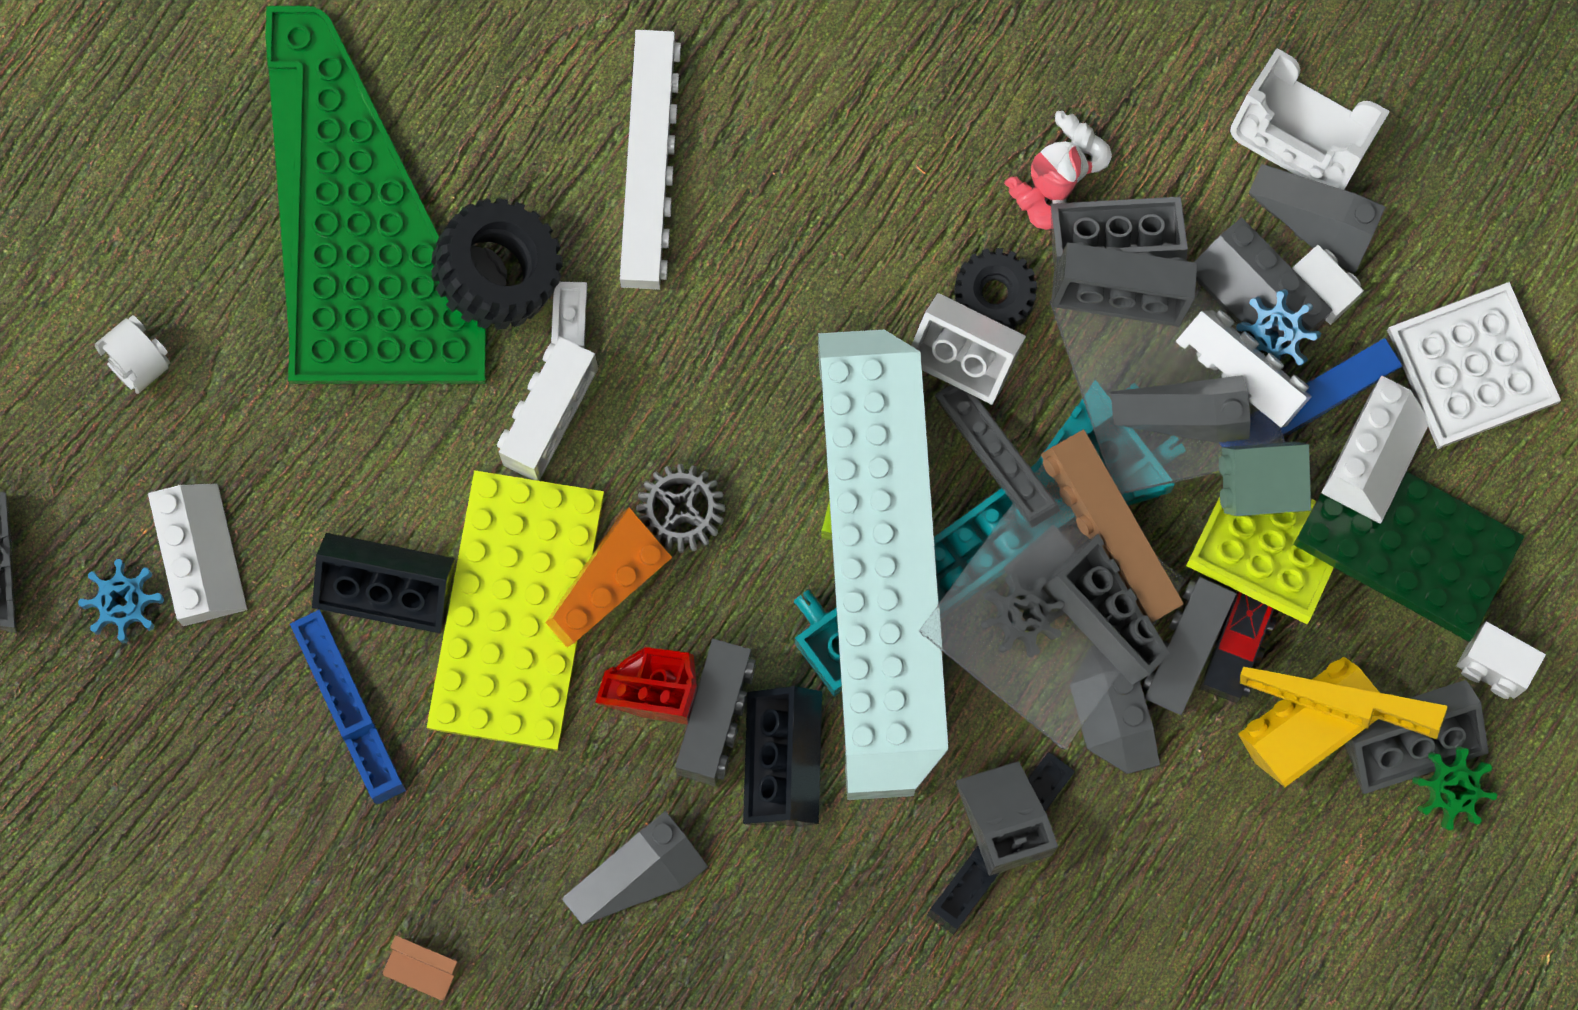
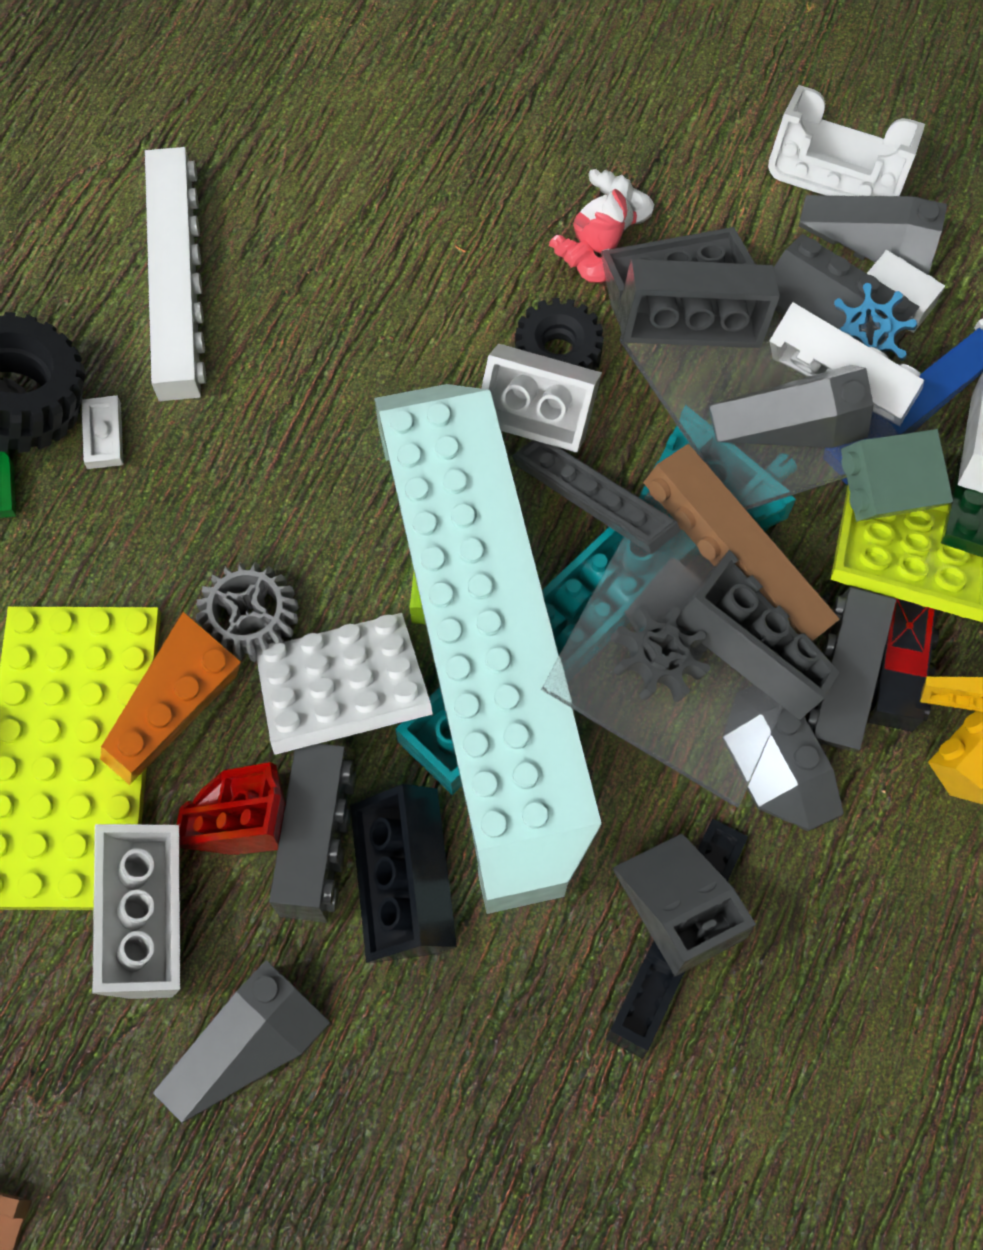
camera: 10 degrees left, 10 degrees down
(548, 408) = (82, 525): white brick -> none
(567, 754) = (136, 911): none -> white slope
(755, 588) = (341, 683): none -> white plate

